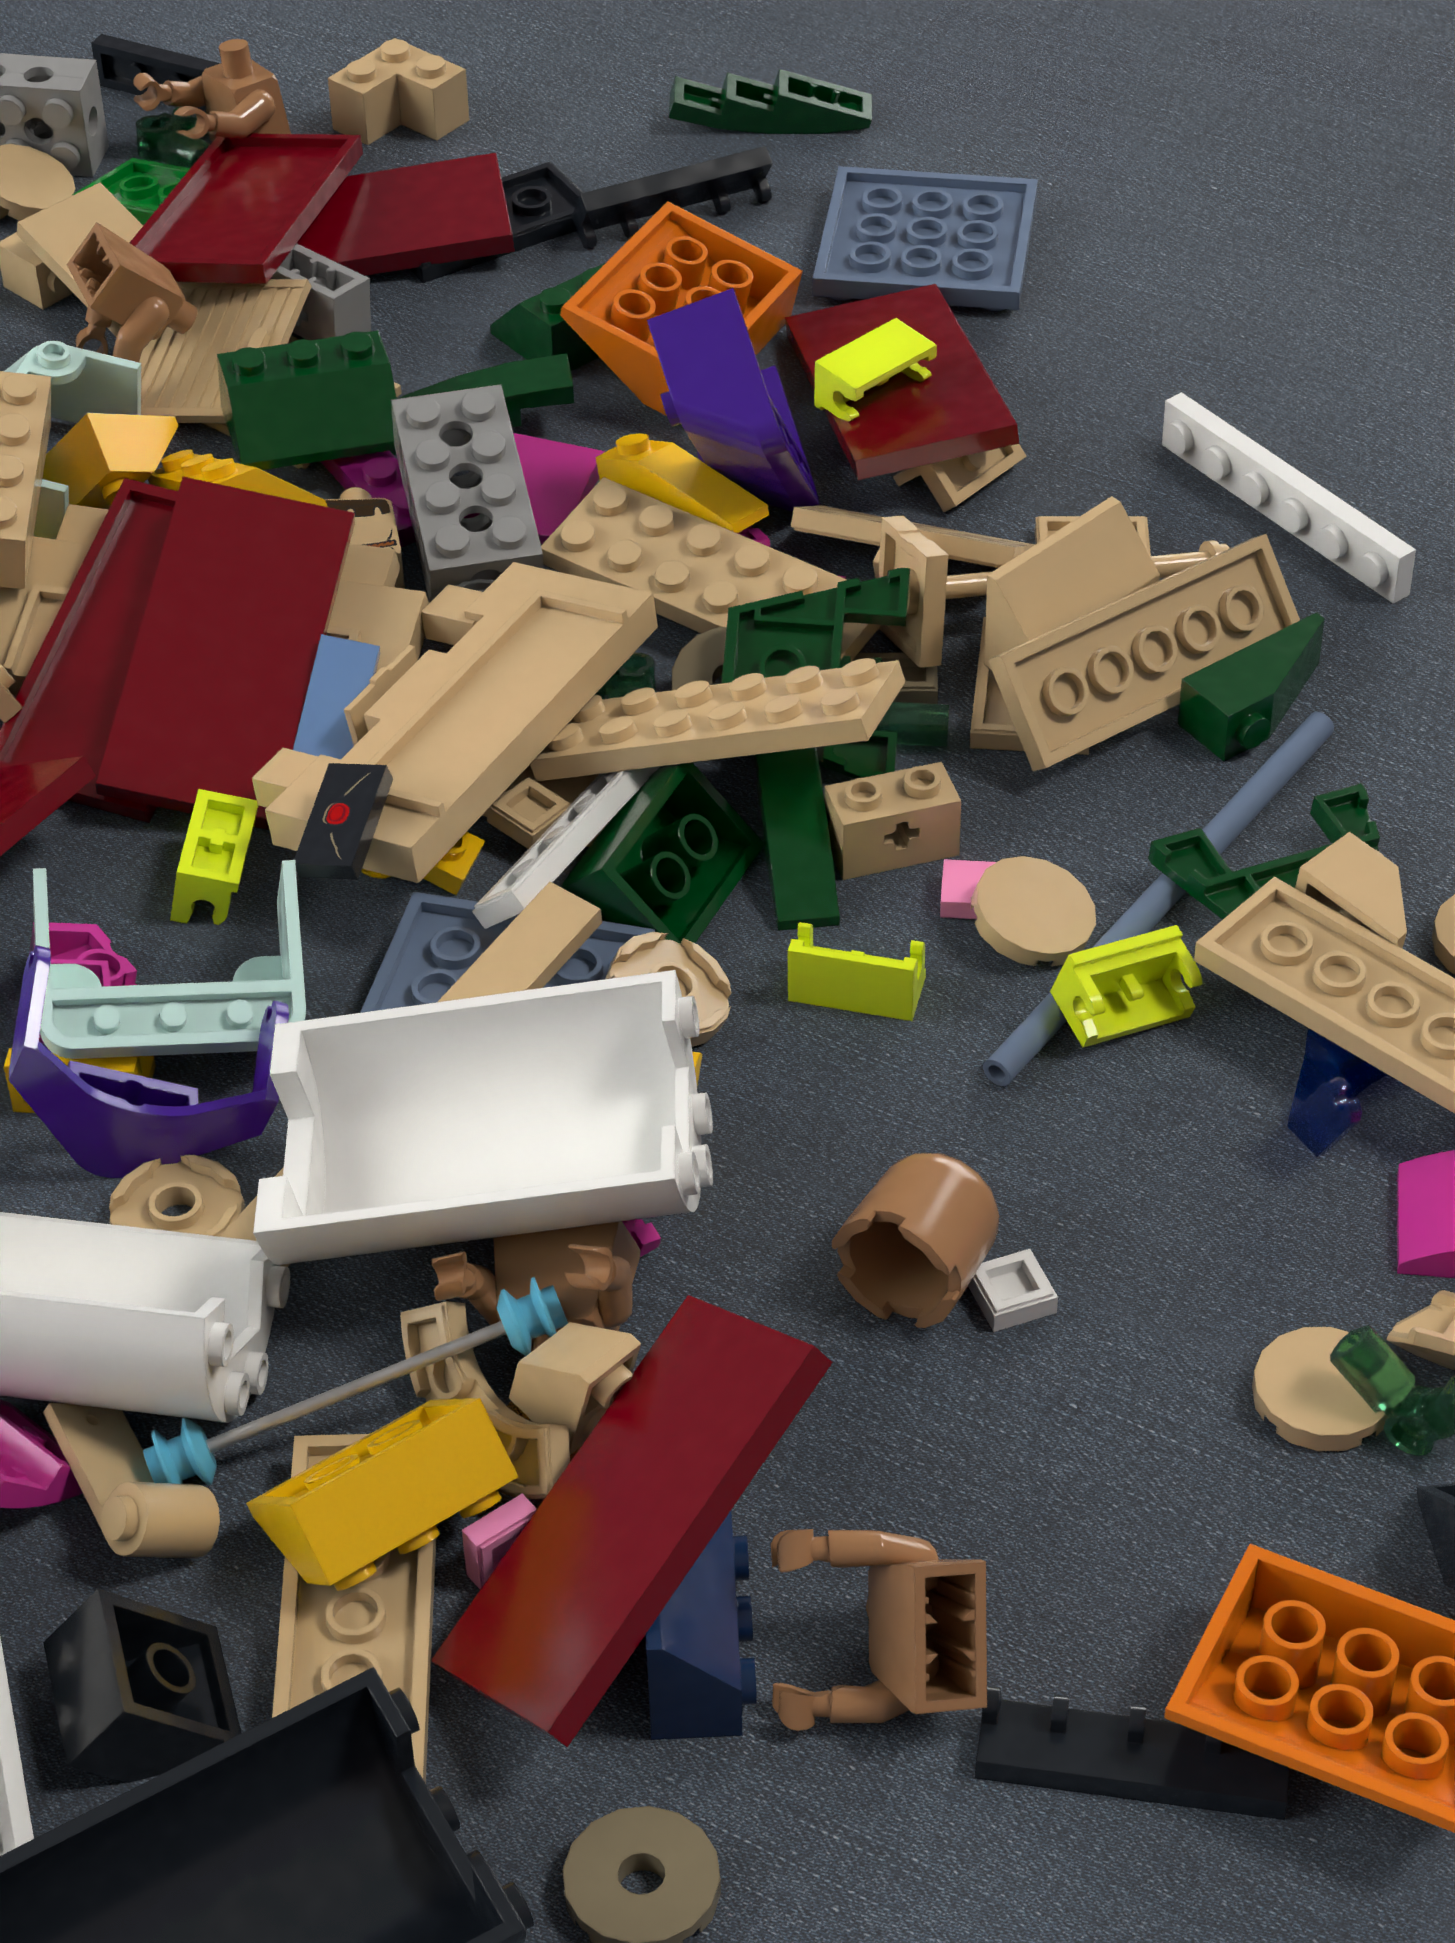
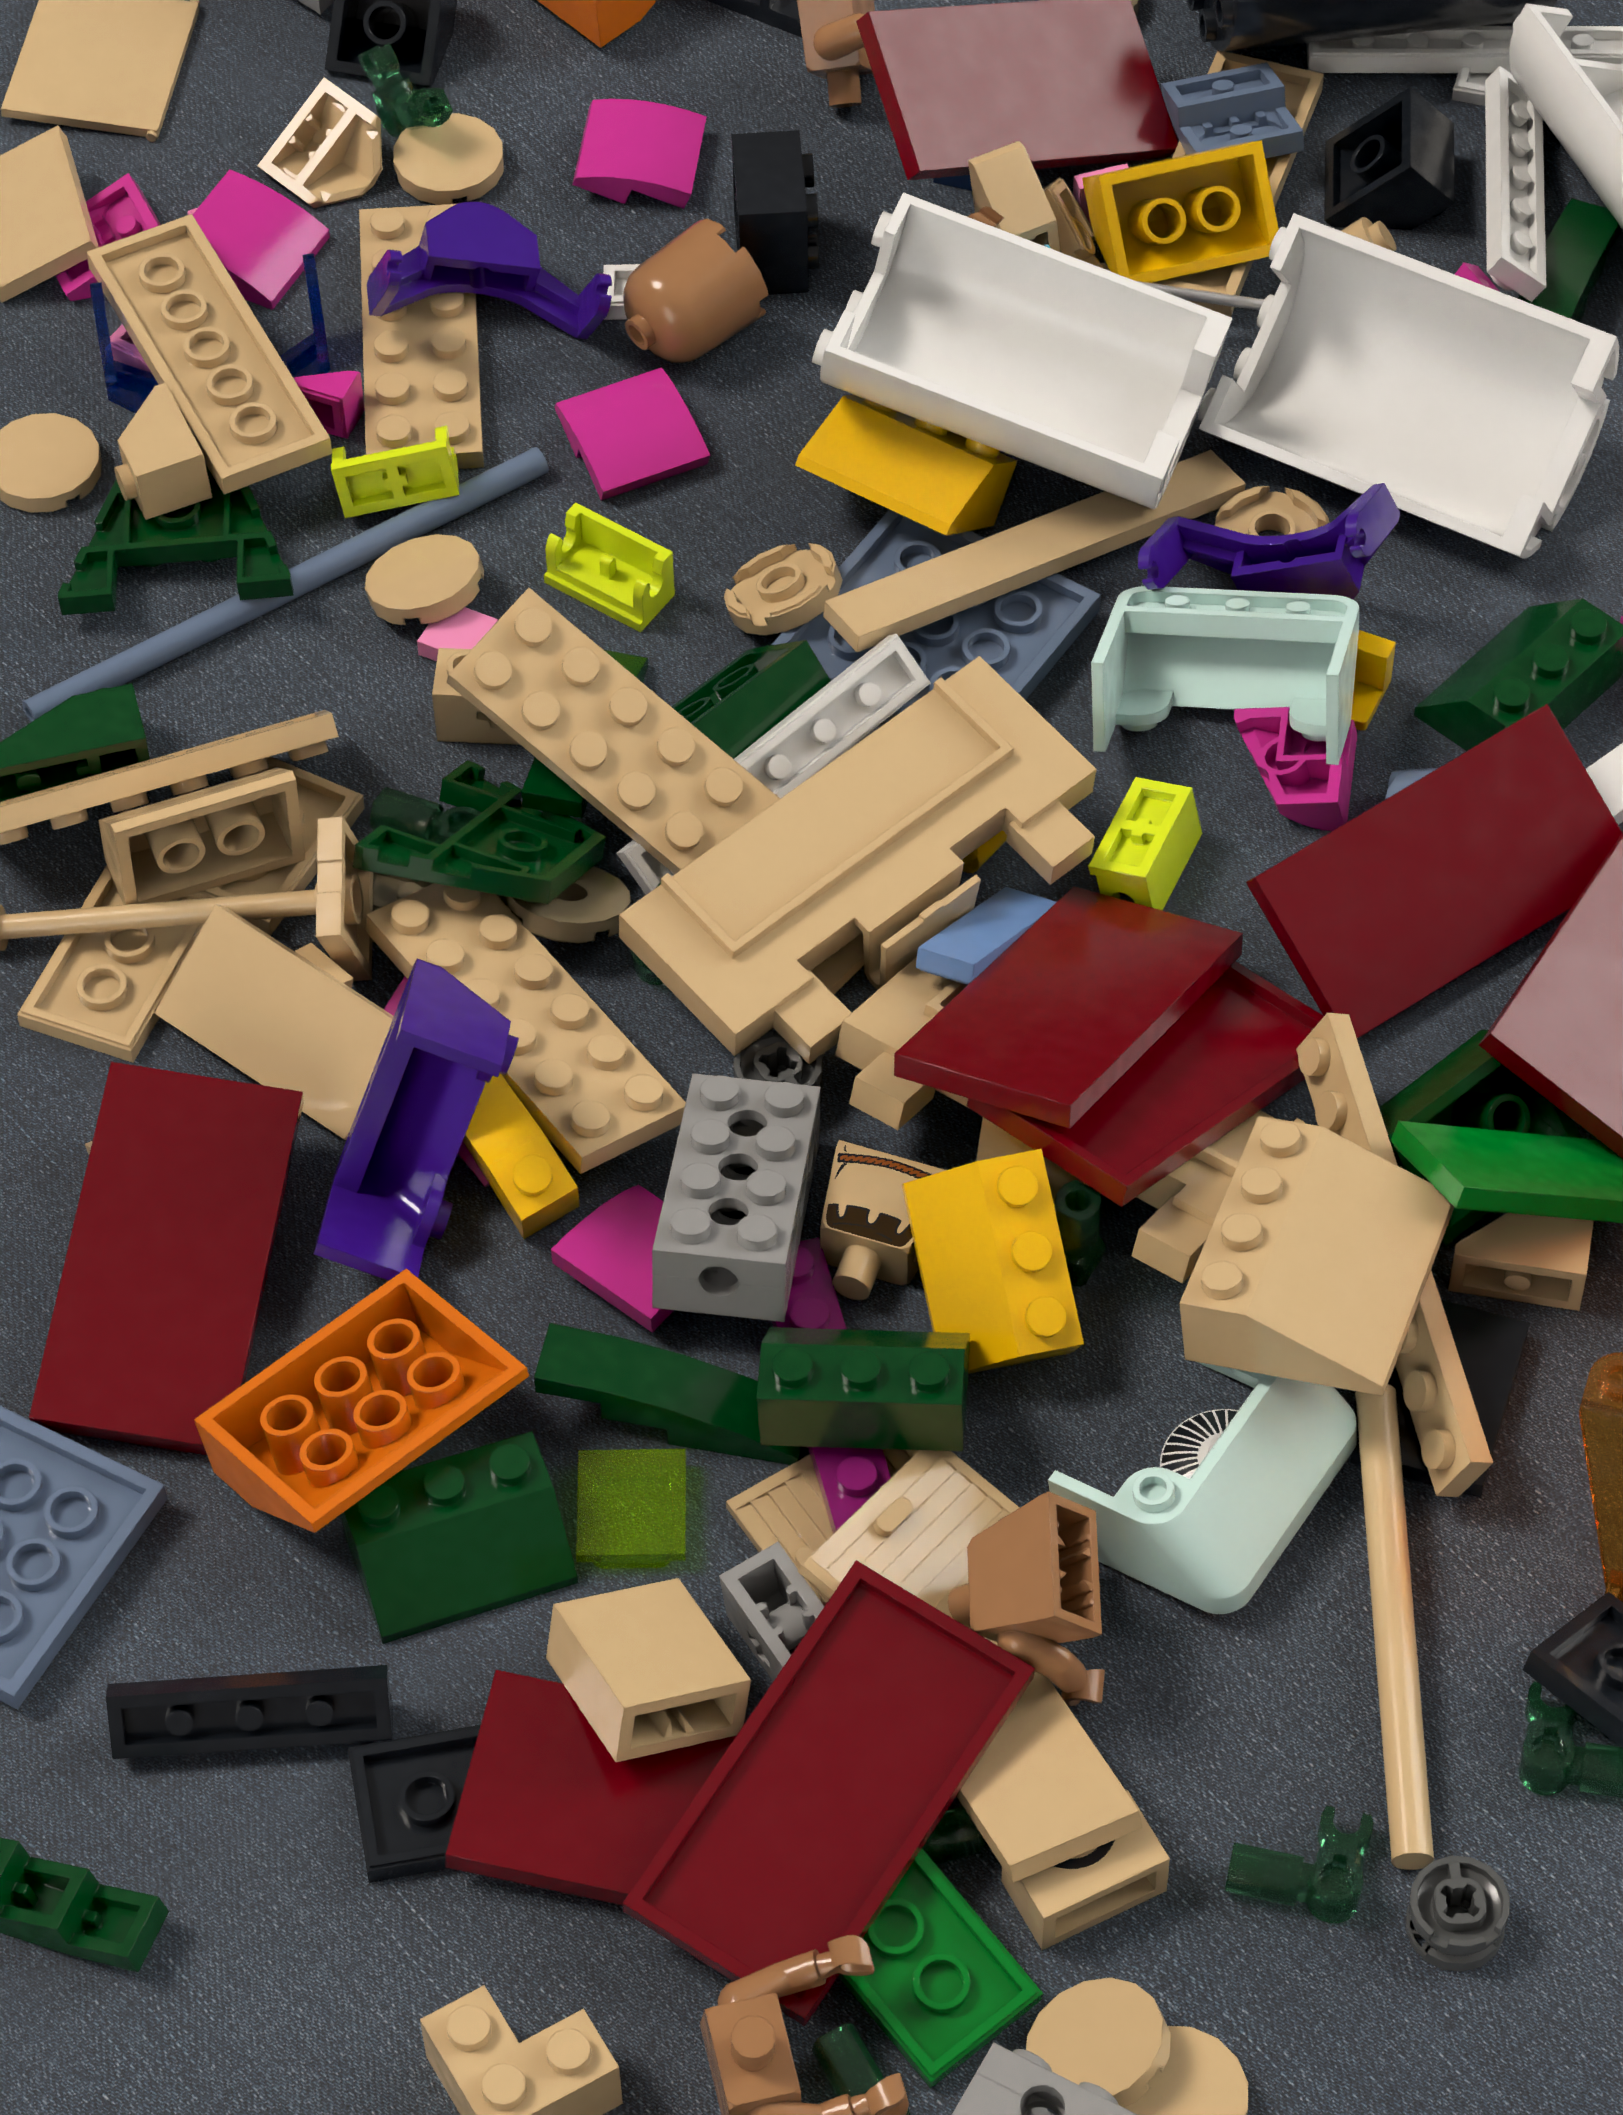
camera: 160 degrees left, 10 degrees up
(105, 451) = (1122, 1364): yellow slope -> none
(343, 821) = (1032, 695): black tile -> none
(362, 1633) = (1232, 110): none -> sand blue slope
(402, 242) = (647, 1669): none -> tan brick
(462, 352) = (631, 1507): none -> clear neon green piece
(868, 363) = (214, 1197): neon yellow hinge -> none
(886, 1353) = (774, 209): none -> black brick
(914, 1109) = (632, 433): none -> dark pink slope
(1101, 1453) = (639, 149): none -> dark pink slope
(1190, 1219) = (490, 254): none -> dark purple piece
(1215, 1177) = (421, 356): none -> tan plate
(1253, 1054) = (335, 399): none -> dark pink slope

